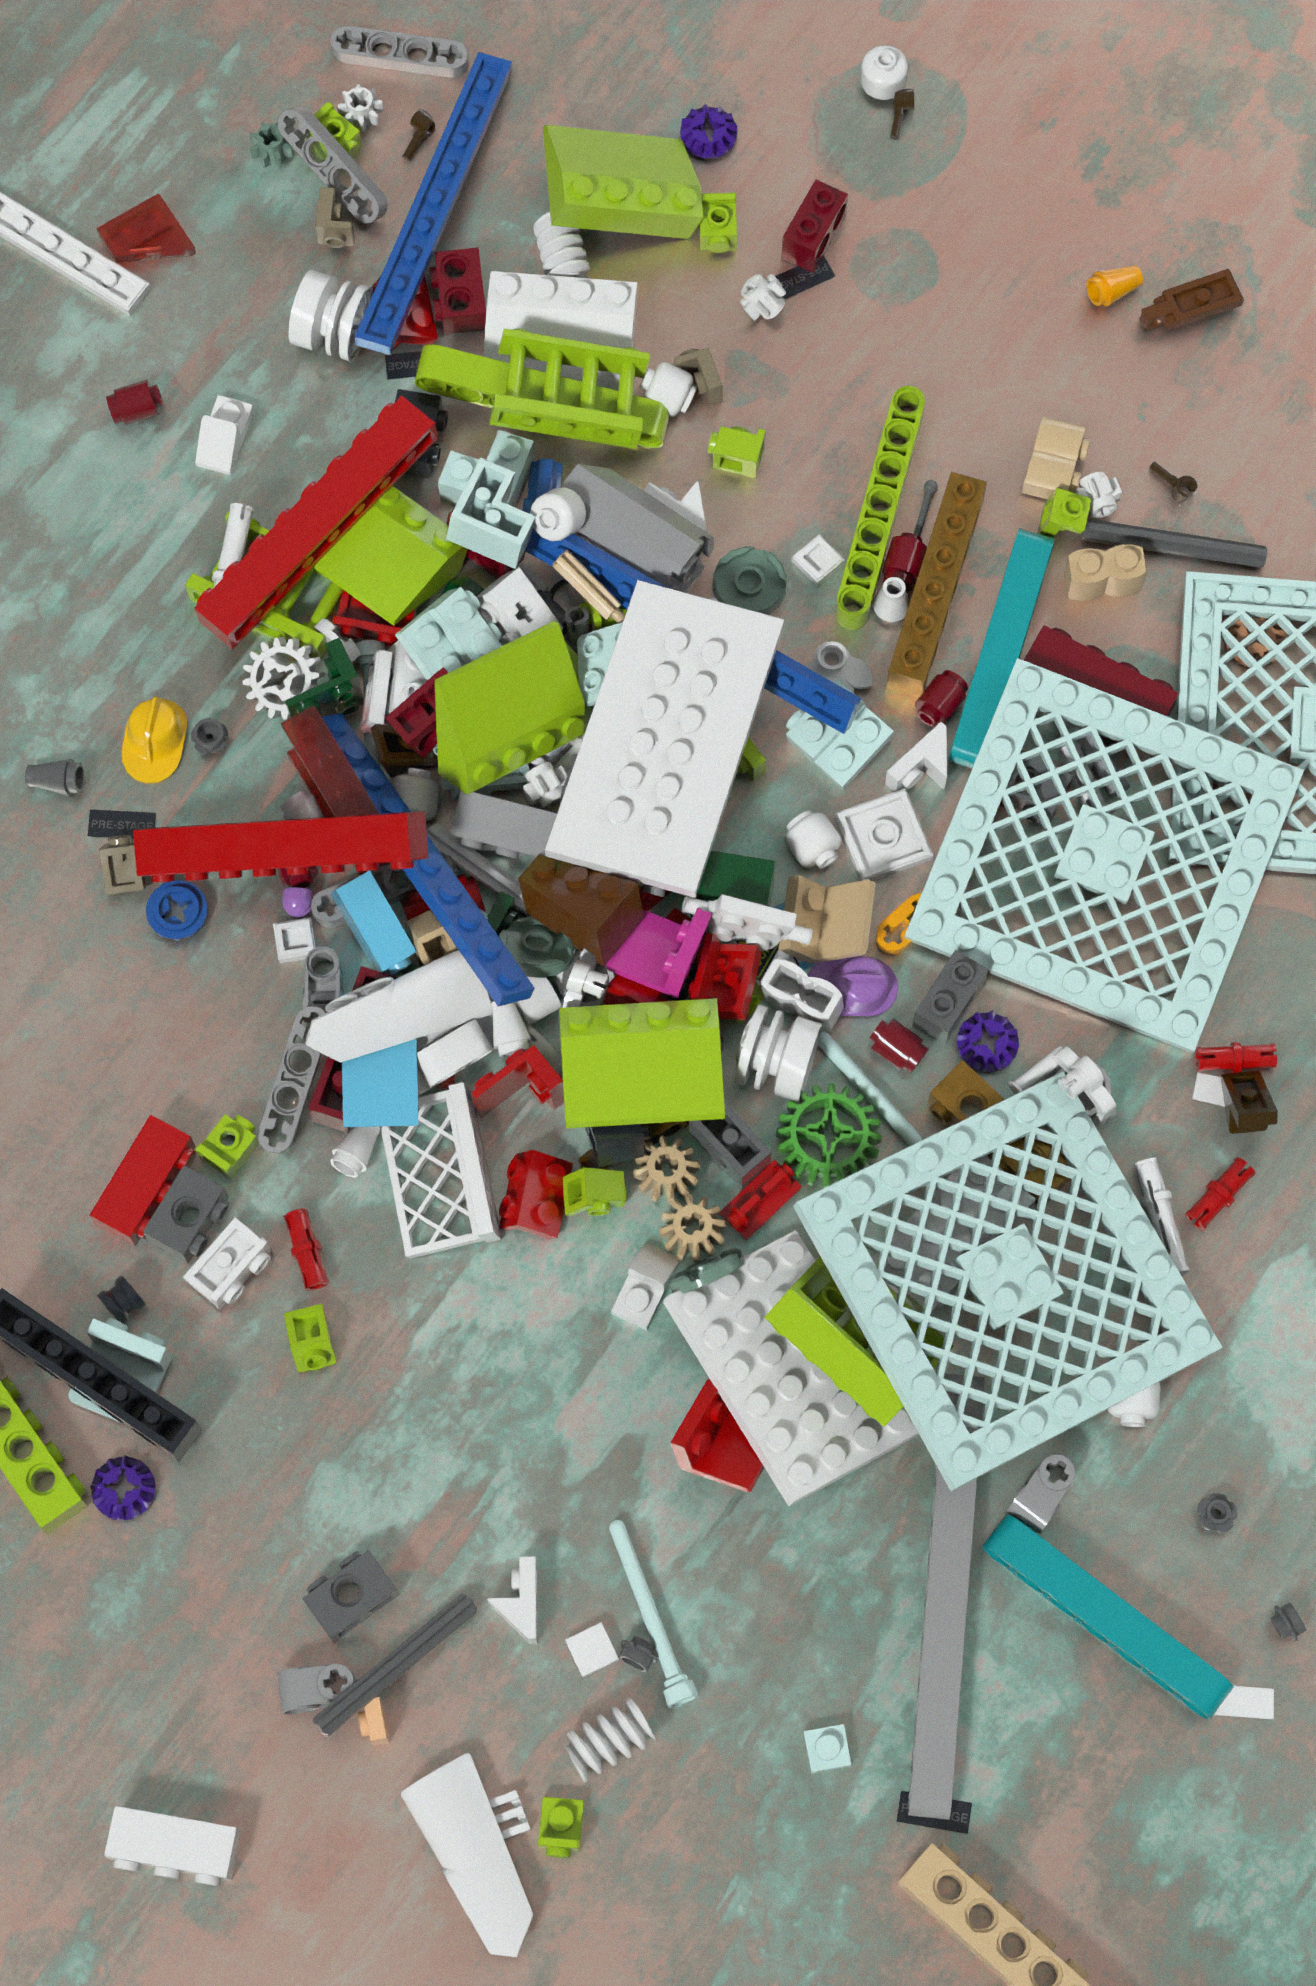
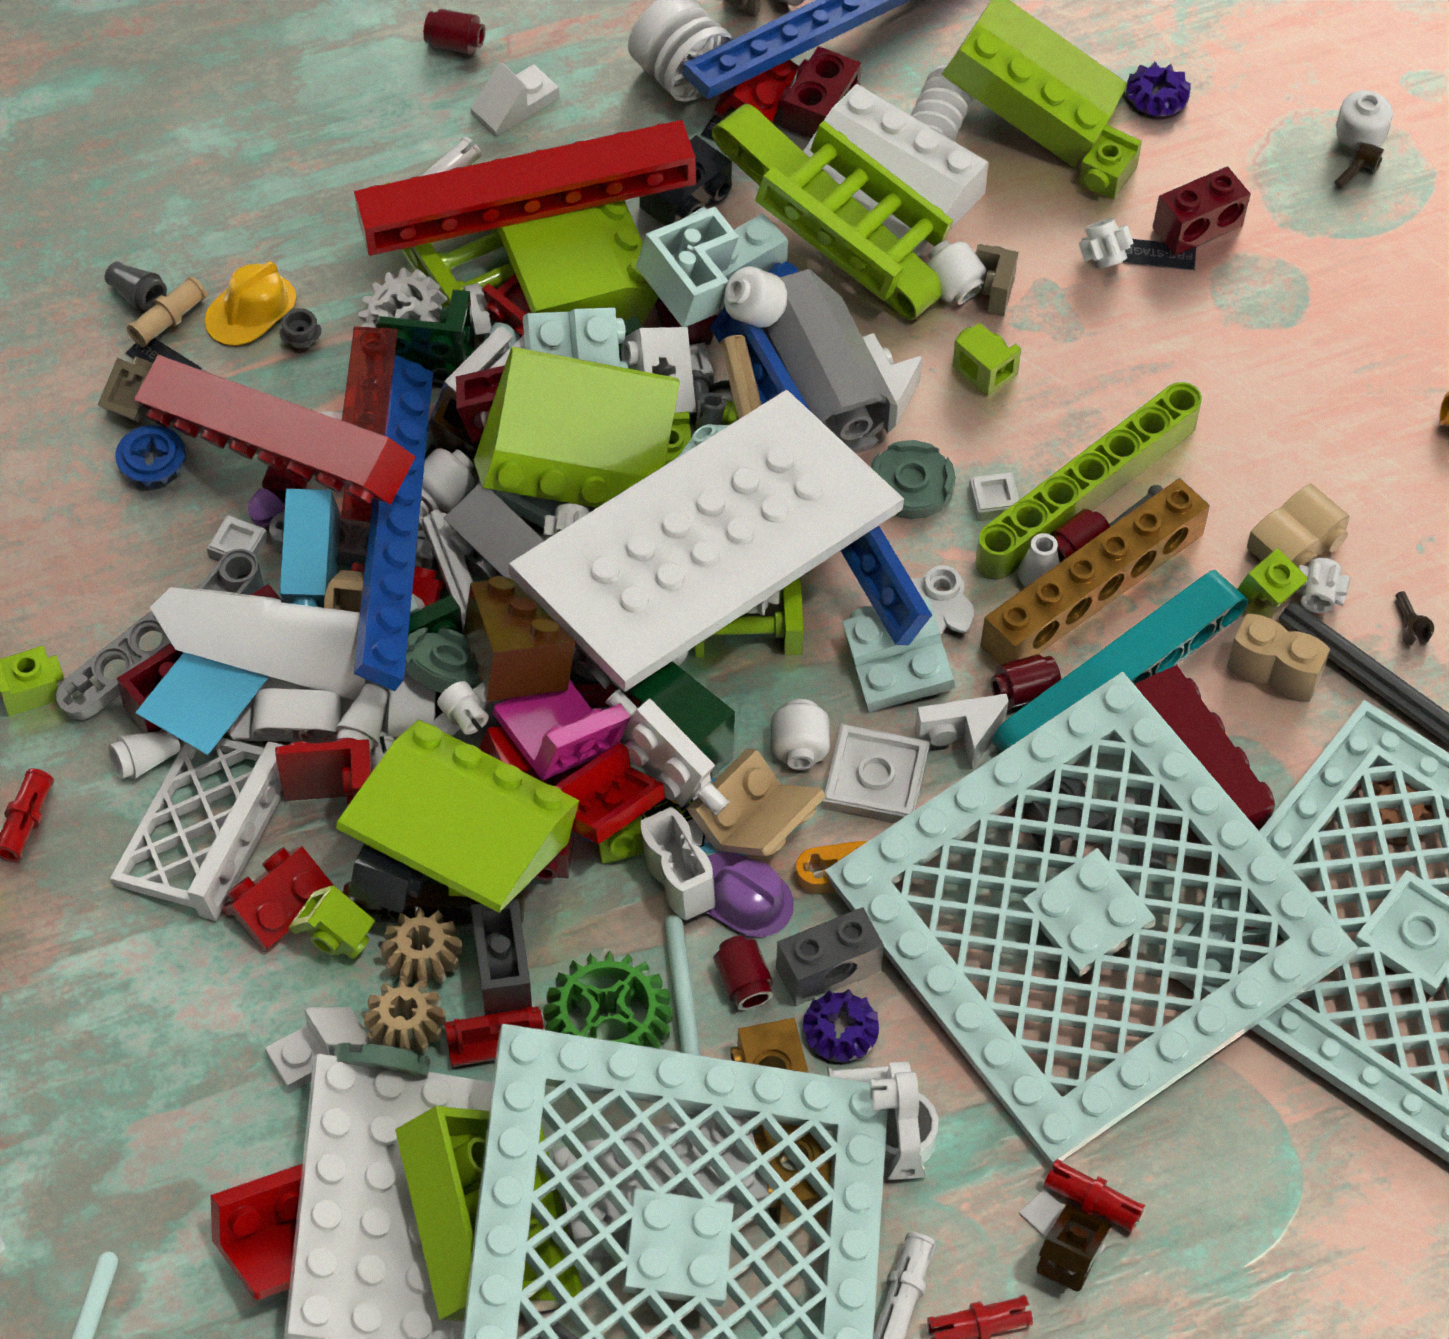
camera: 30 degrees right, 15 degrees down
(97, 784) = (166, 311): none -> tan pin
(778, 1052) = (611, 899): white wheel -> none

